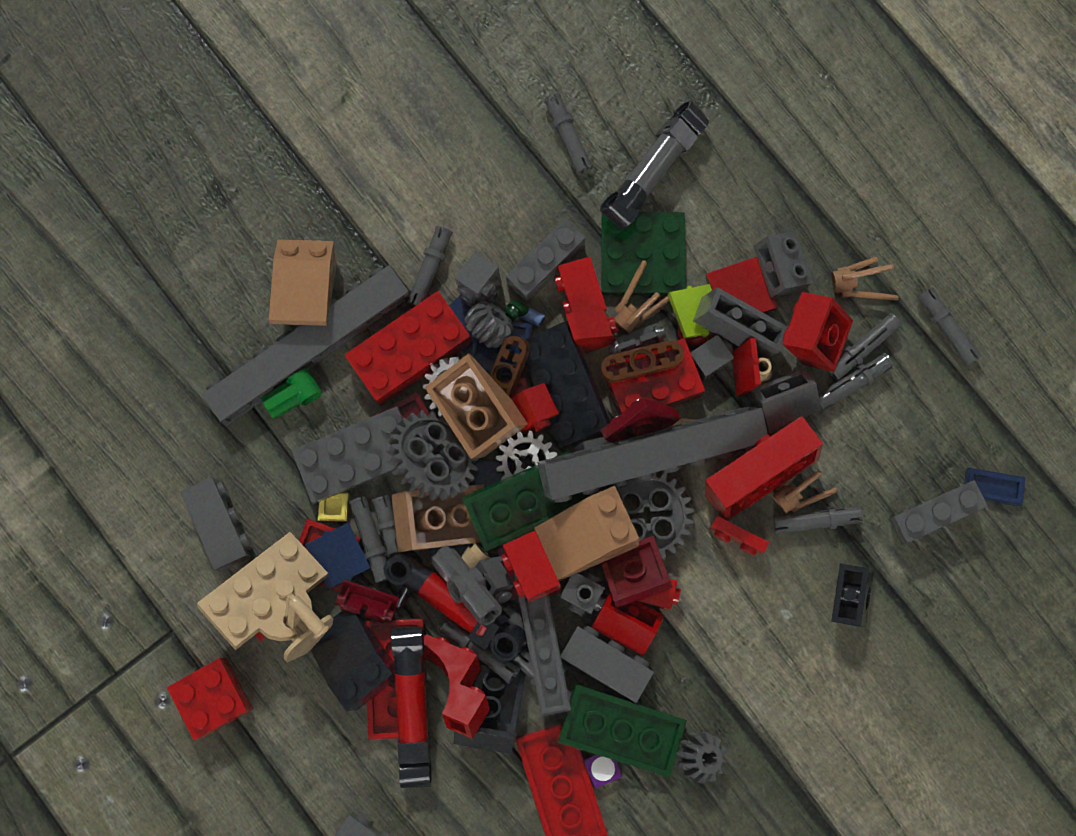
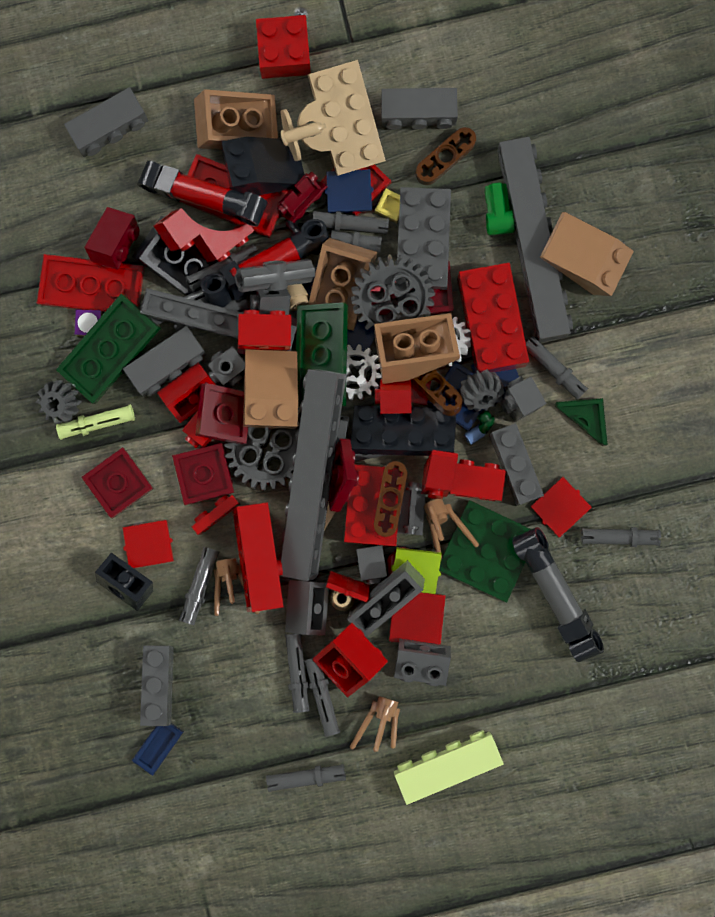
camera: 115 degrees right, 5 degrees up
(241, 458) = (464, 149): none -> reddish brown beam
(312, 715) = (232, 116): none -> medium nougat slope
(463, 215) = (588, 416): none -> dark green tile
(502, 782) = (112, 238): none -> dark red brick
(565, 200) = (561, 507): none -> red piece
(702, 707) = (84, 425): none -> yellowish green pin
(703, 568) = (203, 474): none -> dark red plate
(755, 654) = (117, 482): none -> dark red plate
(800, 593) = (148, 544): none -> red piece
(869, 197) = (447, 767): none -> yellowish green brick

